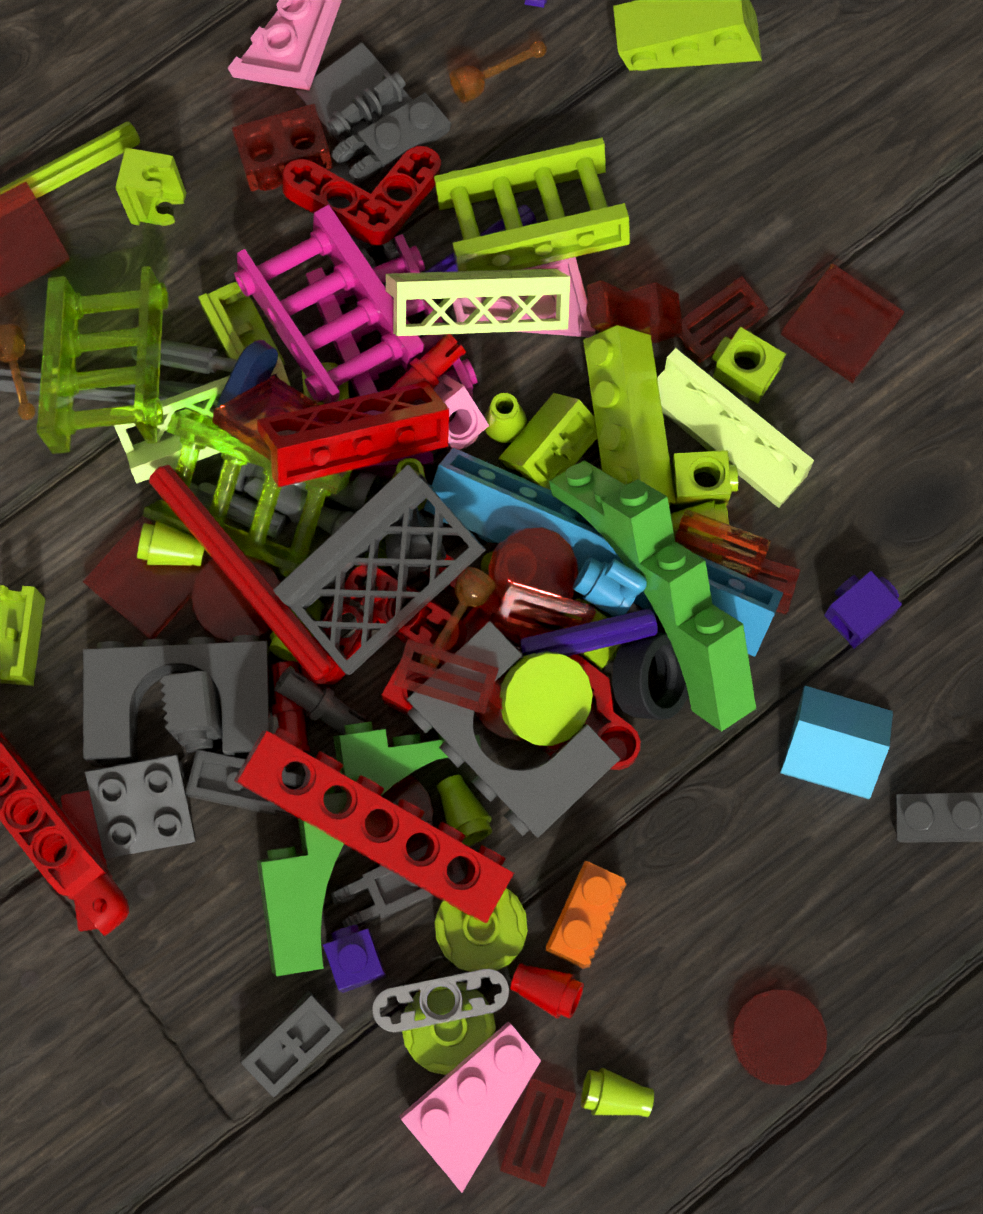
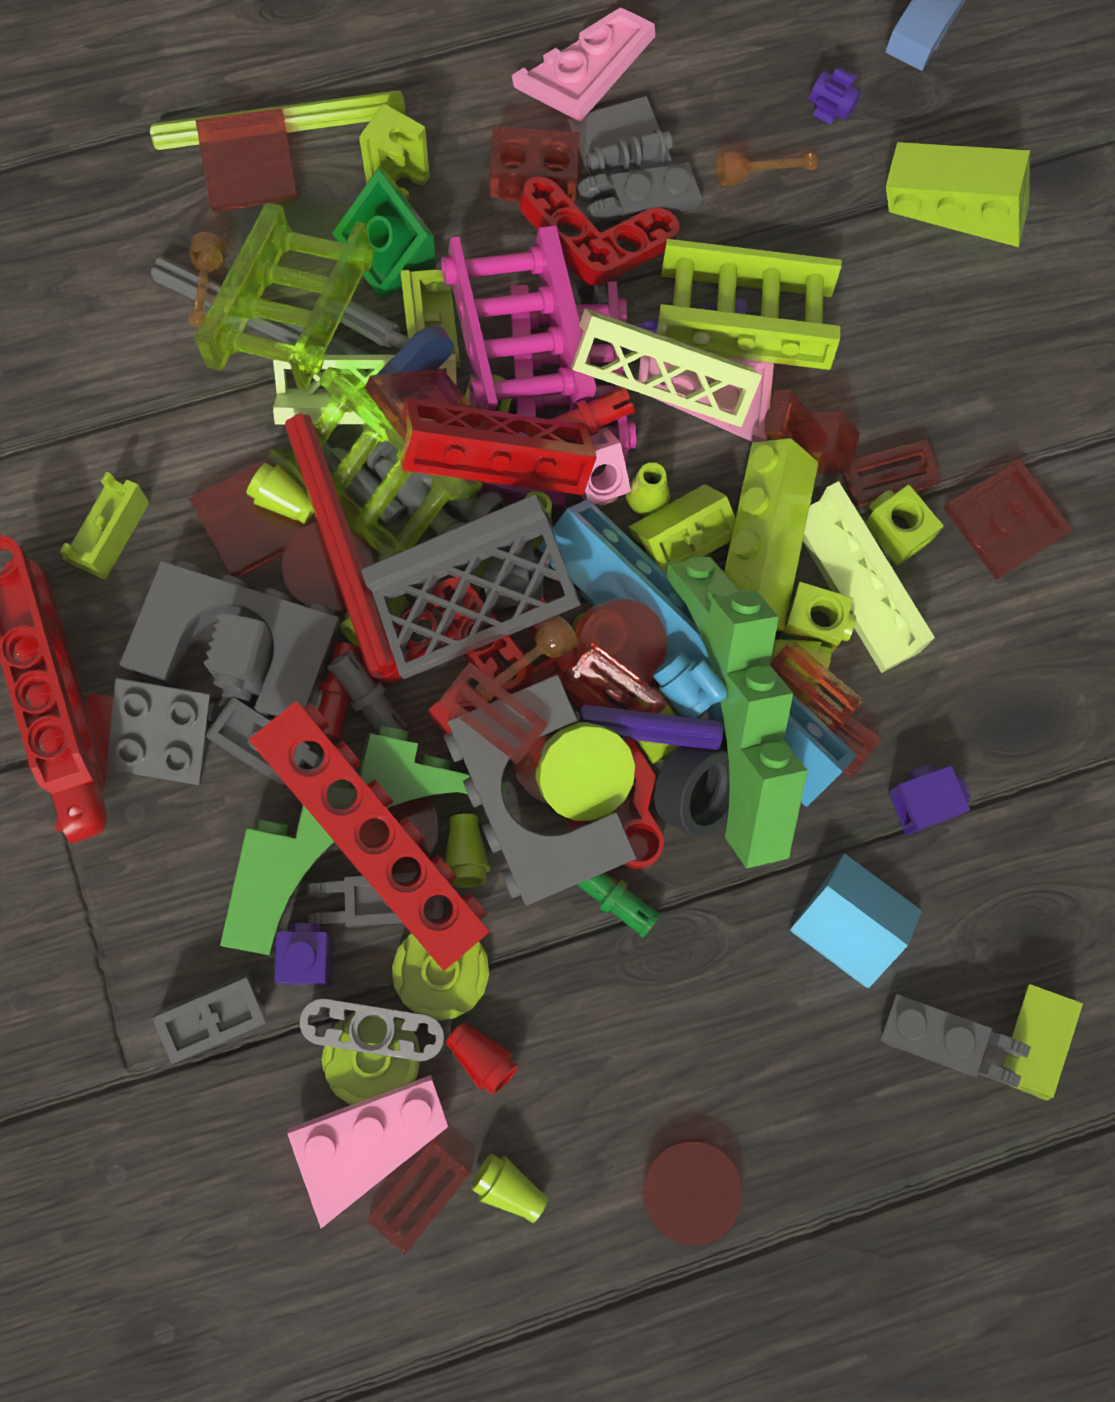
camera: 10 degrees right, 0 degrees up
(176, 260) = (393, 229): none -> green slope
(586, 915) = (546, 998): orange brick -> none
(620, 804) = (621, 902): none -> green pin

